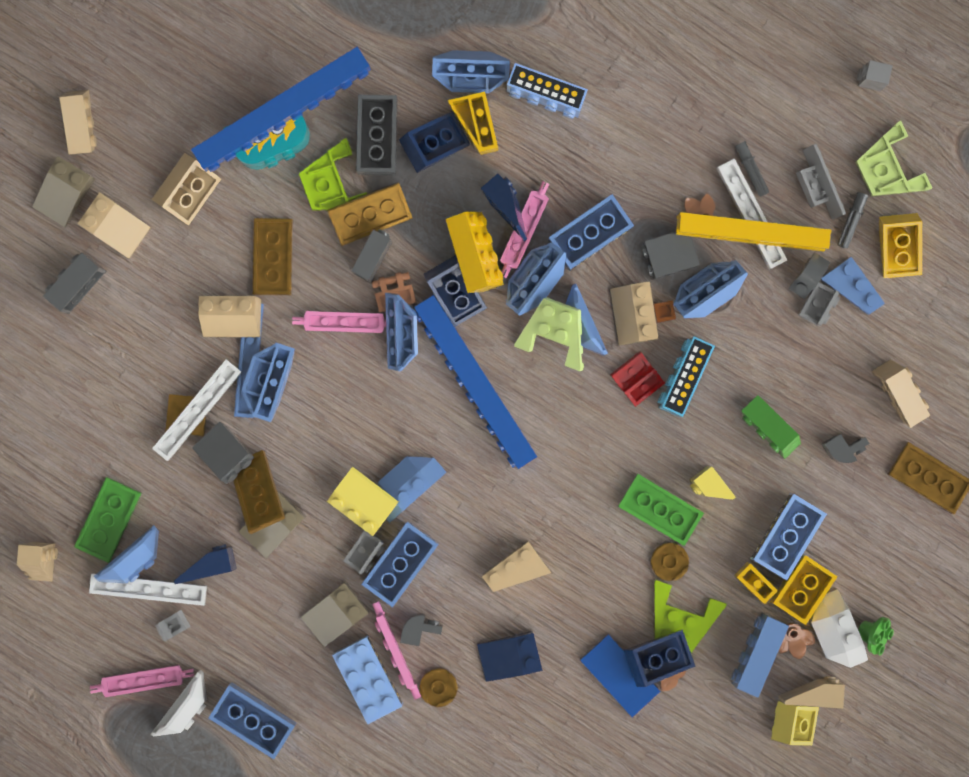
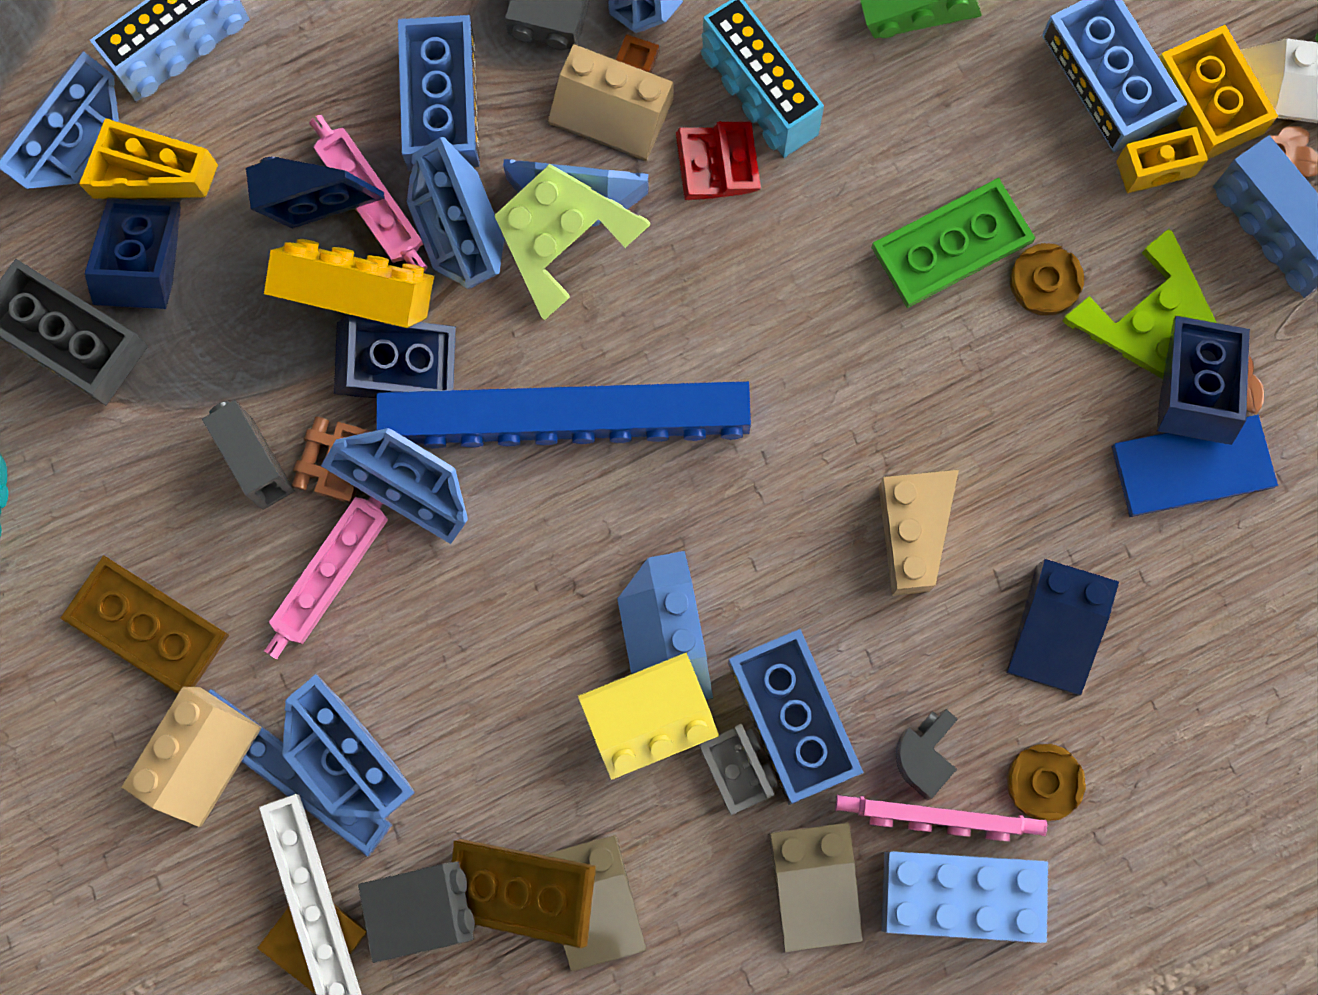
camera: 55 degrees left, 10 degrees down
(323, 182) = (89, 468): lime wing -> none
(369, 213) = (172, 440): pearl gold tile -> none
(710, 484) = (959, 134): light yellow slope -> none

